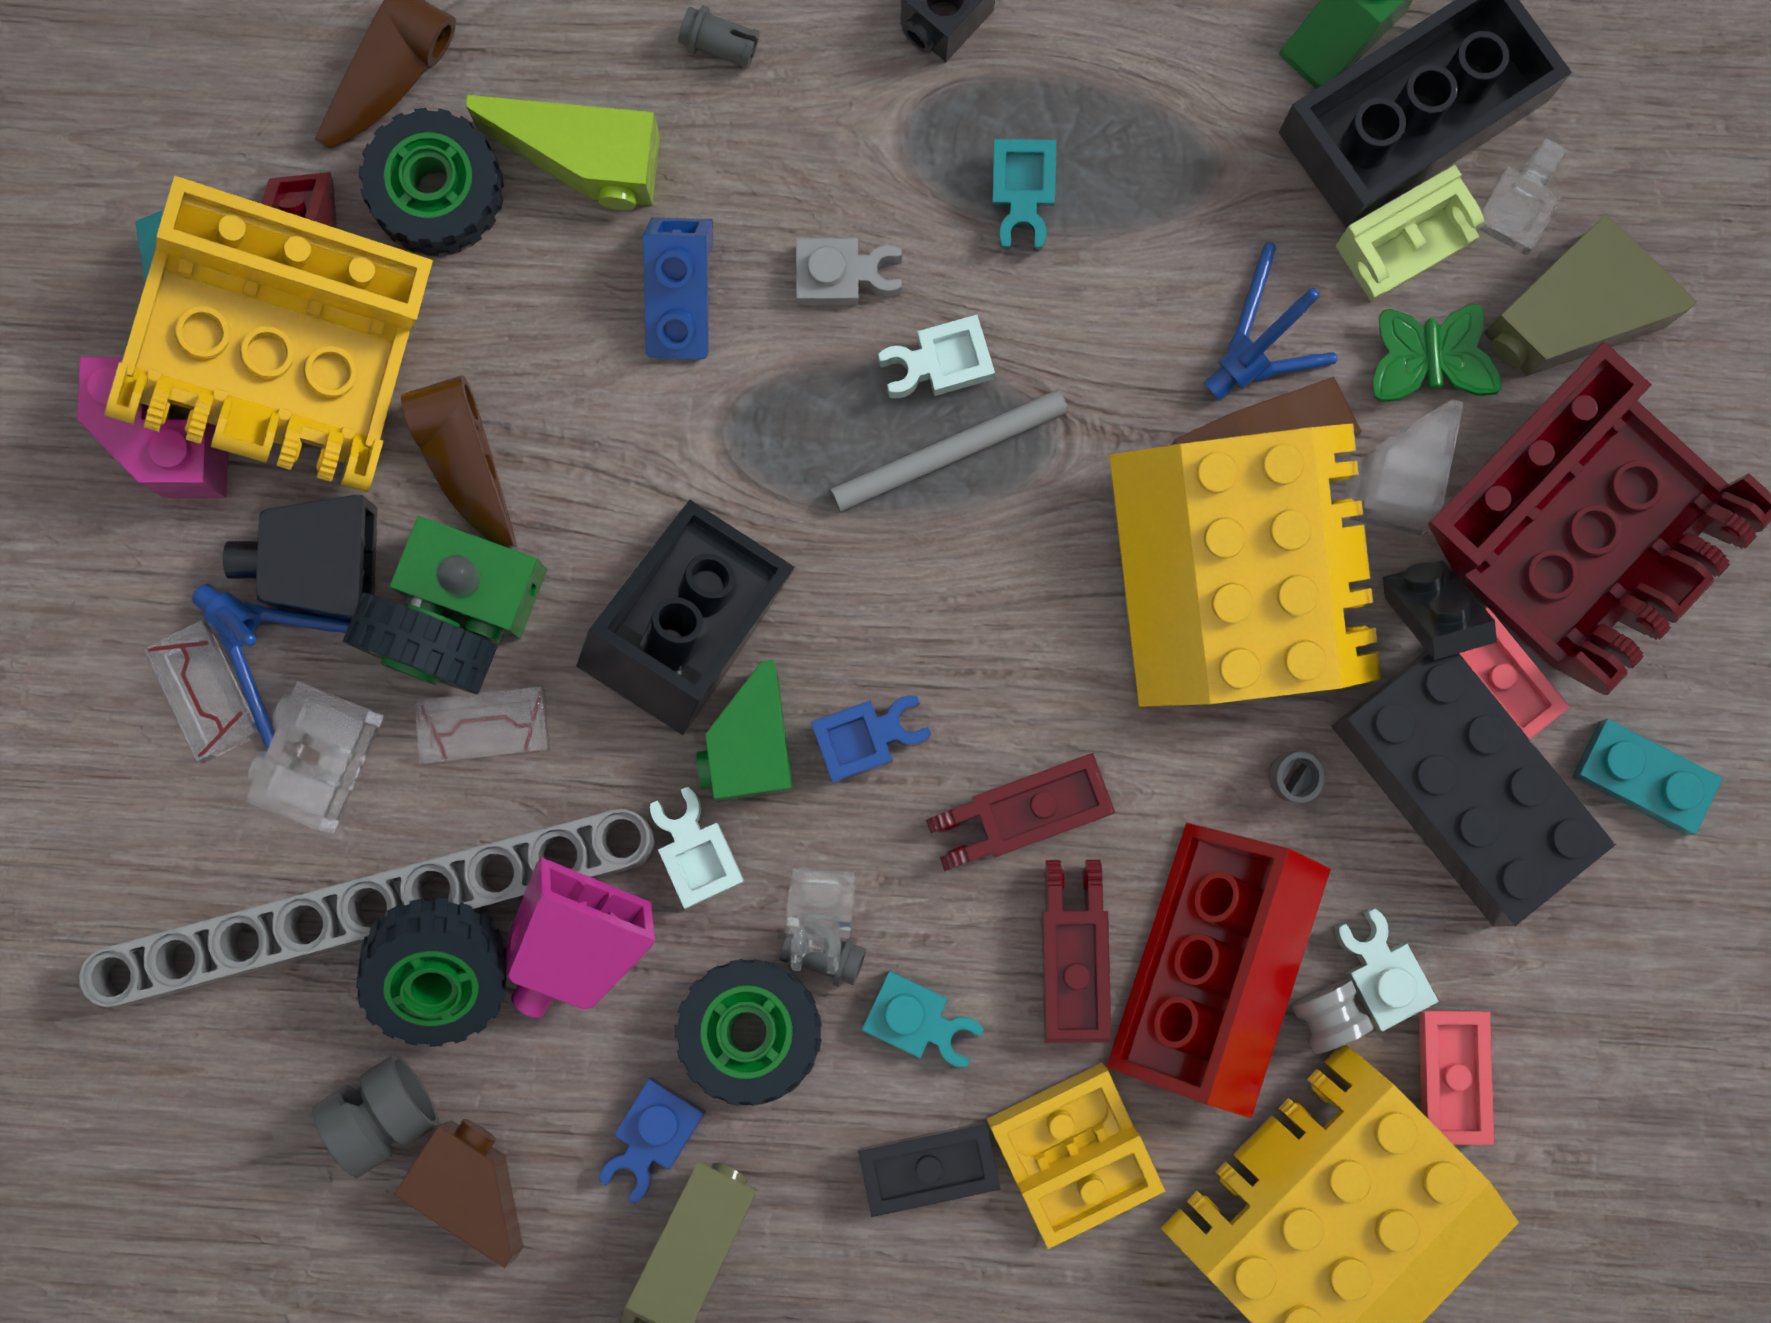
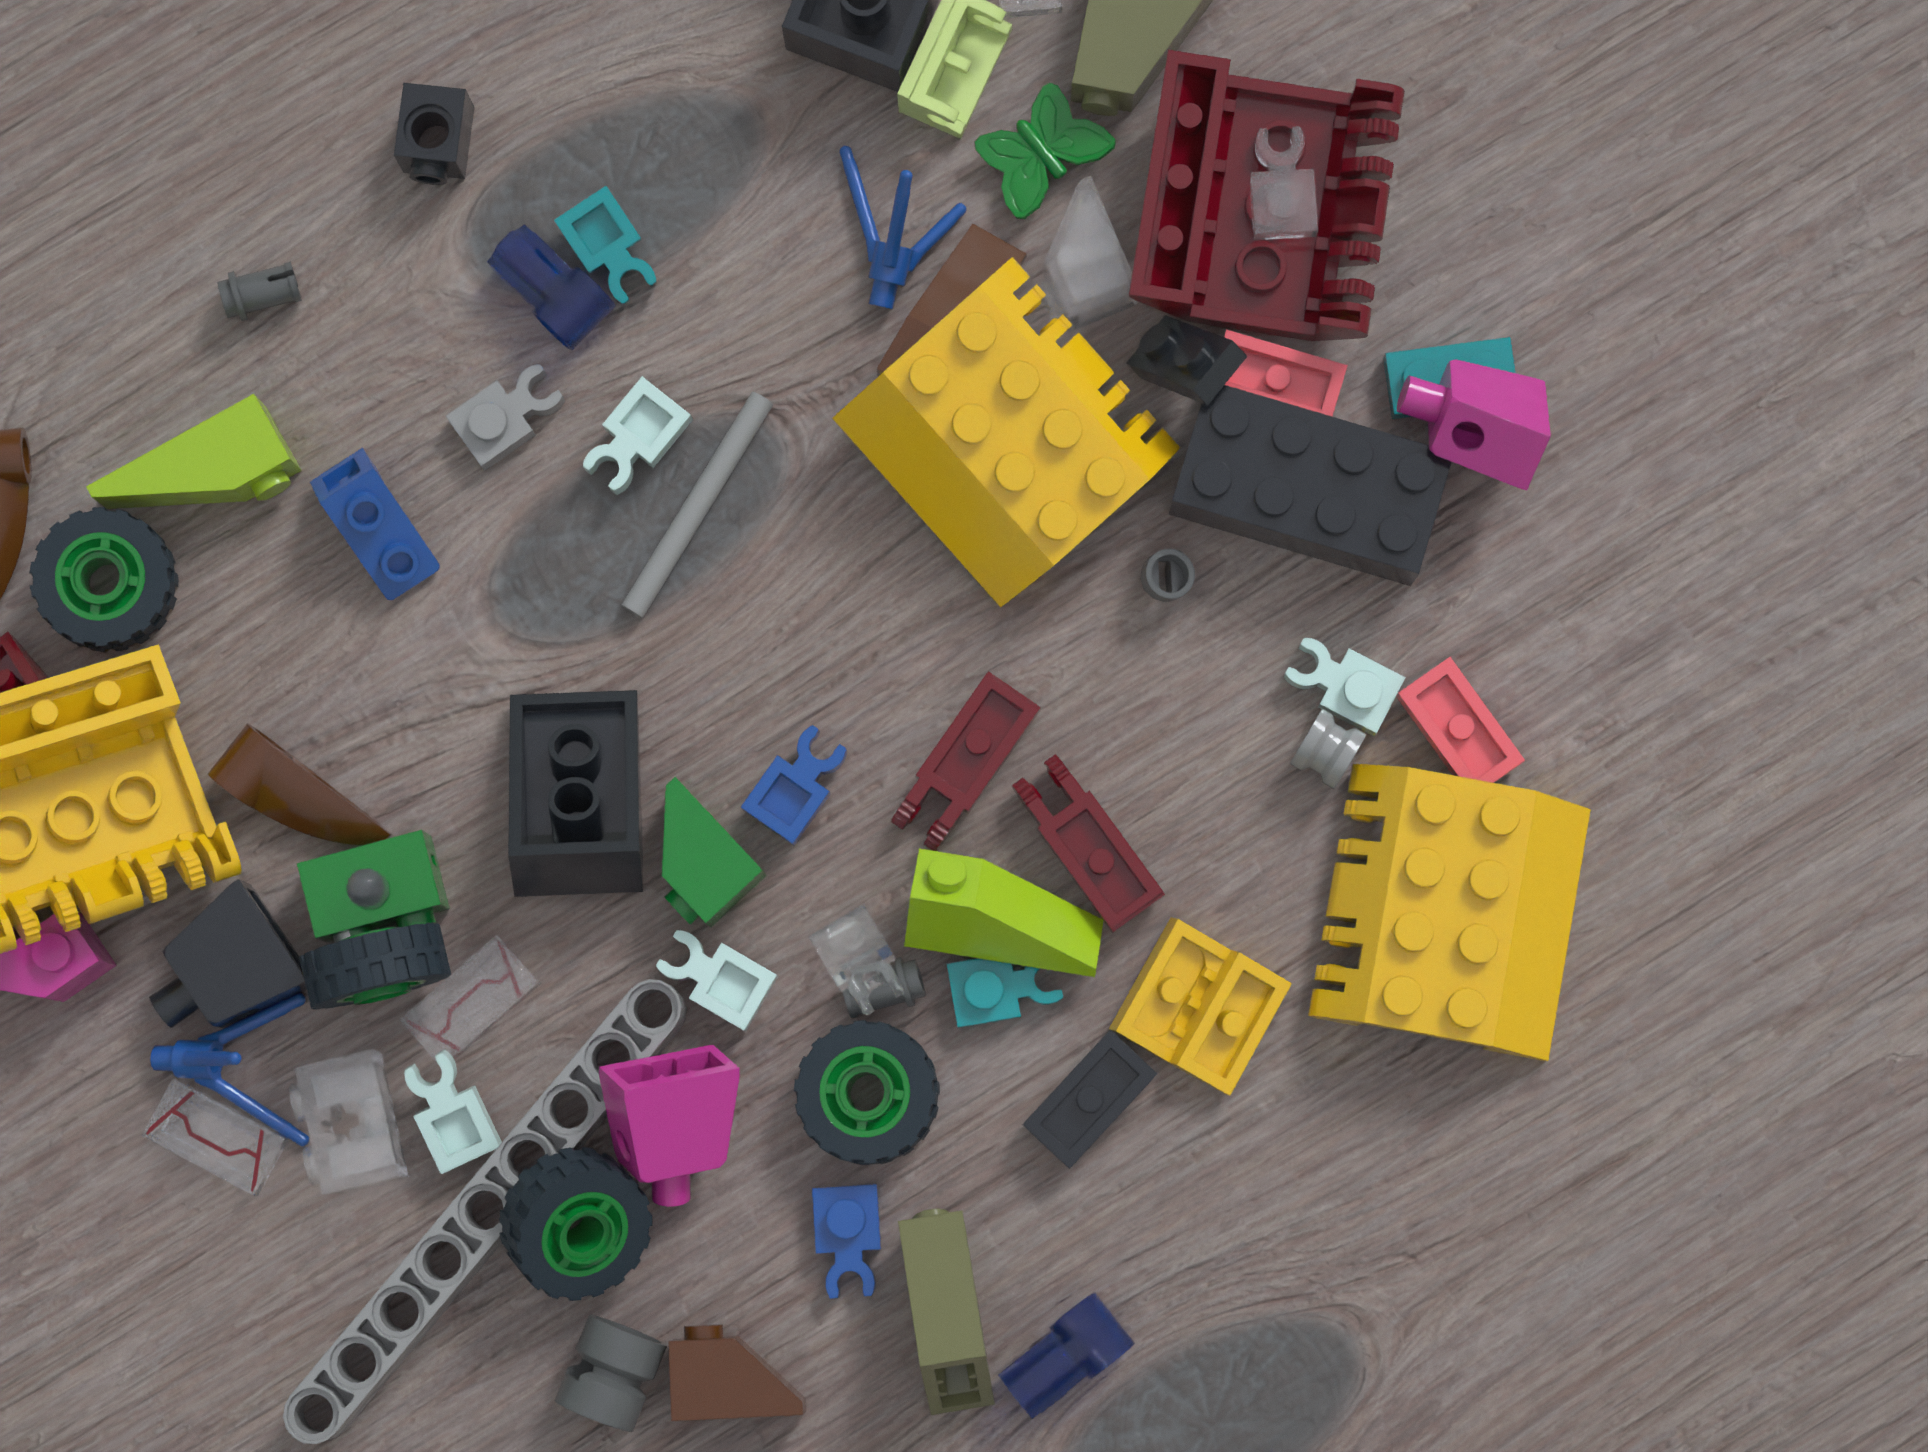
camera: 30 degrees left, 0 degrees up
(397, 817) = (455, 1122): none -> light aqua plate
(956, 208) = (562, 297): none -> clear blue piece
(958, 963) = (992, 915): none -> lime slope
(1219, 968) = (1210, 773): red slope -> none
(1613, 529) = (1282, 196): none -> clear plate
(1660, 835) = (1483, 419): none -> dark pink torso

